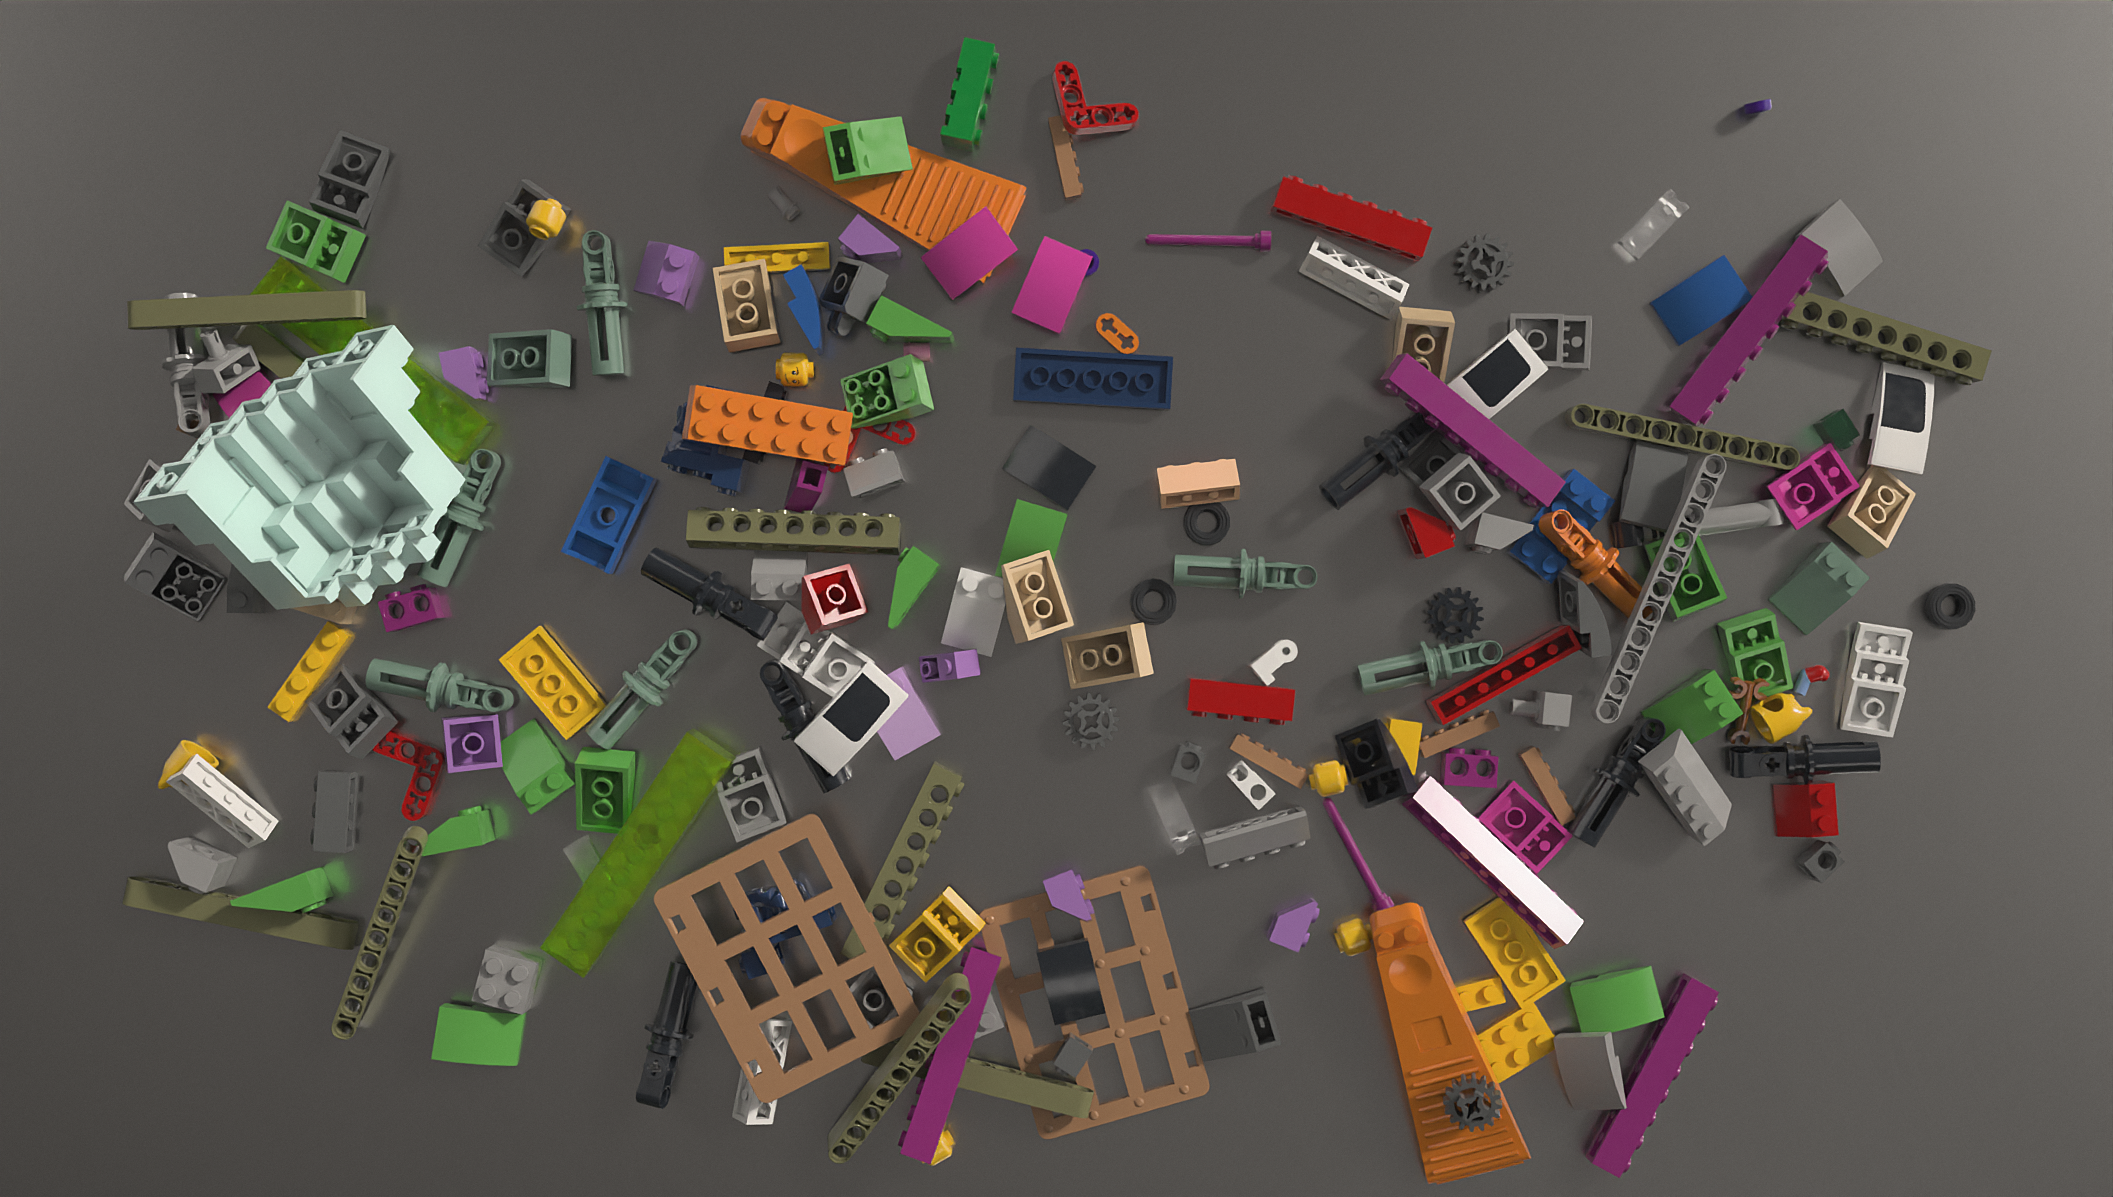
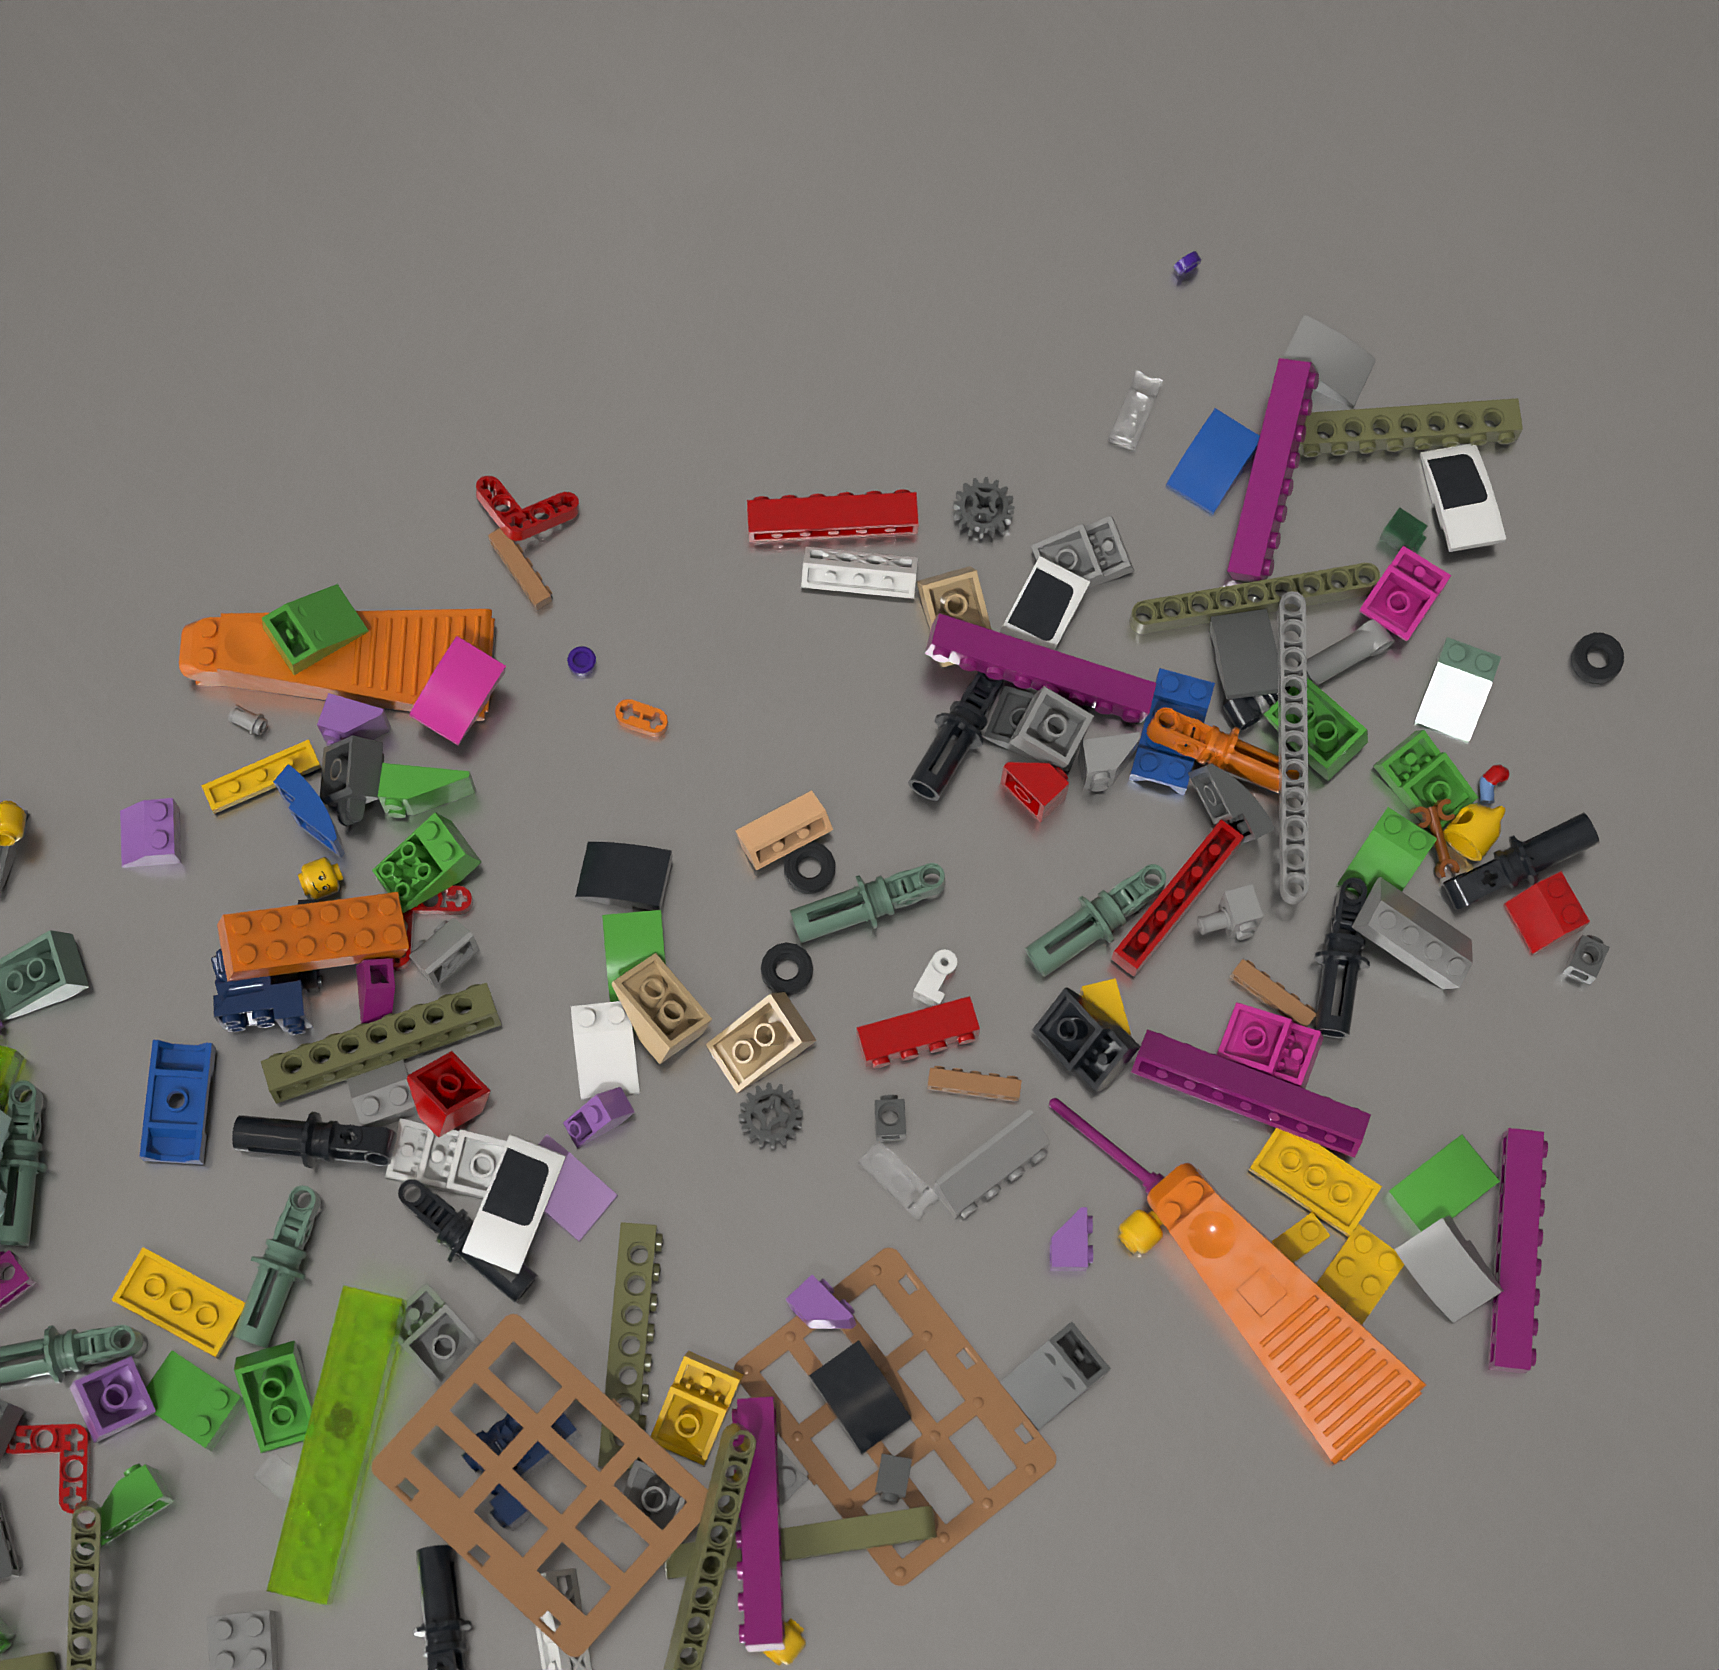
camera: 20 degrees left, 15 degrees down
(602, 295) = (90, 883): sand green piece -> none
(746, 305) = (247, 833): tan slope -> none
(911, 579) = (525, 1036): bright green slope -> none
(919, 350) = (445, 809): bright pink piece -> none
(969, 95) = (398, 544): green wedge -> none
(1052, 284) = (555, 693): dark pink slope -> none
(1093, 378) = (634, 770): dark blue plate -> none
(1250, 784) = (966, 1115): white leg -> none
(1260, 241) = (750, 572): magenta piece -> none
(1328, 778) = (1044, 1075): yellow head -> none
(1446, 605) = (1094, 853): black gear -> none
(1458, 733) = (1158, 978): medium nougat piece -> none
(1468, 775) = (1188, 1015): magenta brick -> none
(1479, 1111) = (1321, 1342): dark grey gear -> none
(1872, 512) = (1476, 596): tan slope -> none
(1875, 679) = (1557, 758): white slope -> none

